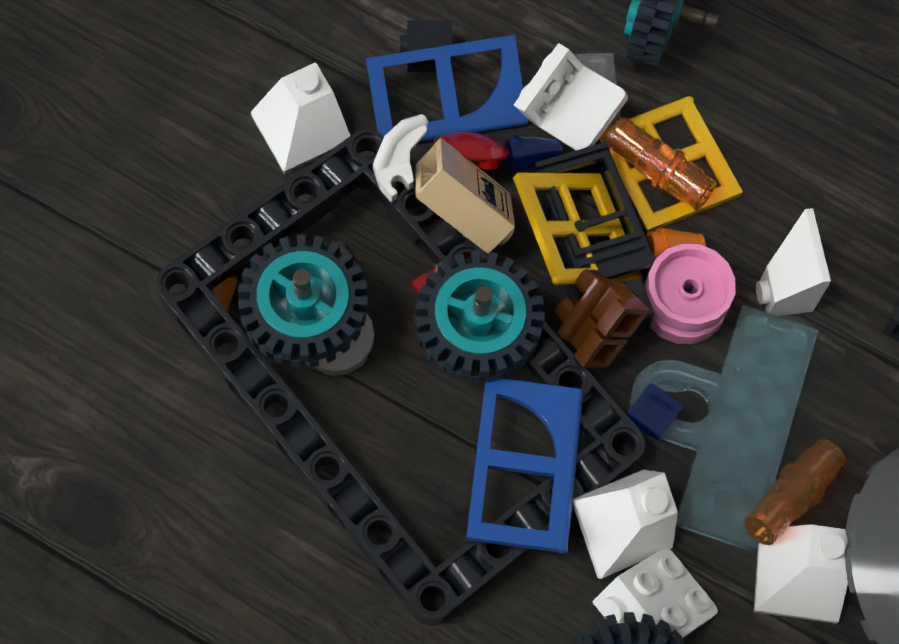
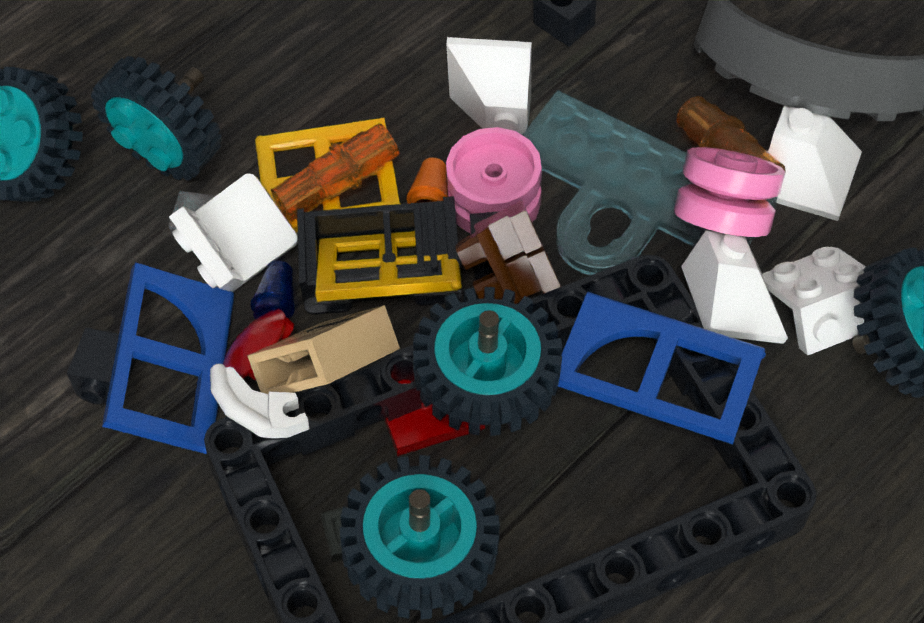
camera: 70 degrees left, 10 degrees down
(300, 118) = (146, 526): white slope -> none
(654, 411) = (618, 241): clear blue plate -> none
(714, 486) = (729, 192): none -> bright pink wheel

